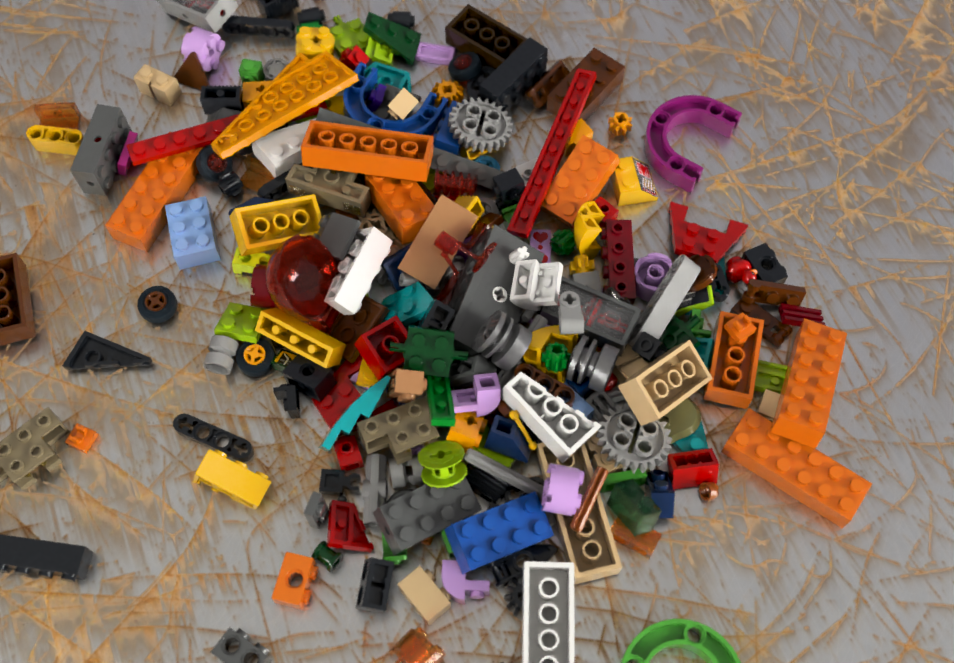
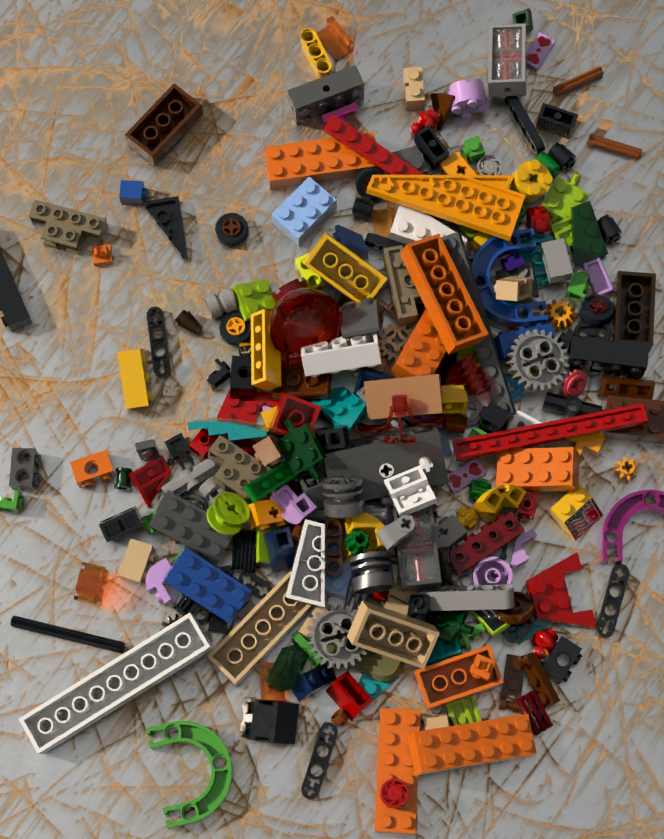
camera: 60 degrees right, 10 degrees up
(45, 370) = (132, 192): none -> blue brick
(192, 93) = (425, 119): none -> red animal
(216, 396) = (188, 322): none -> dark brown cone
(401, 64) = (557, 261): none -> light grey brick
(434, 69) = (578, 287): none -> bright green brick
(503, 472) = (253, 562): light grey axle -> none
(514, 415) = (294, 540): yellow hinge -> none
(518, 117) = (578, 380): none -> coral gear
(534, 134) = (559, 404): none -> black piece
(561, 490) = (259, 607): lavender brick -> none
(589, 499) = (269, 631): dark orange axle -> none
(642, 244) = (519, 556): none -> lavender slope
(676, 558) = (269, 720): none -> black piece
(734, 198) = (613, 601): none -> black beam
(739, 539) = (321, 761): none -> black beam
(826, 476) = (394, 793): none -> red wheel

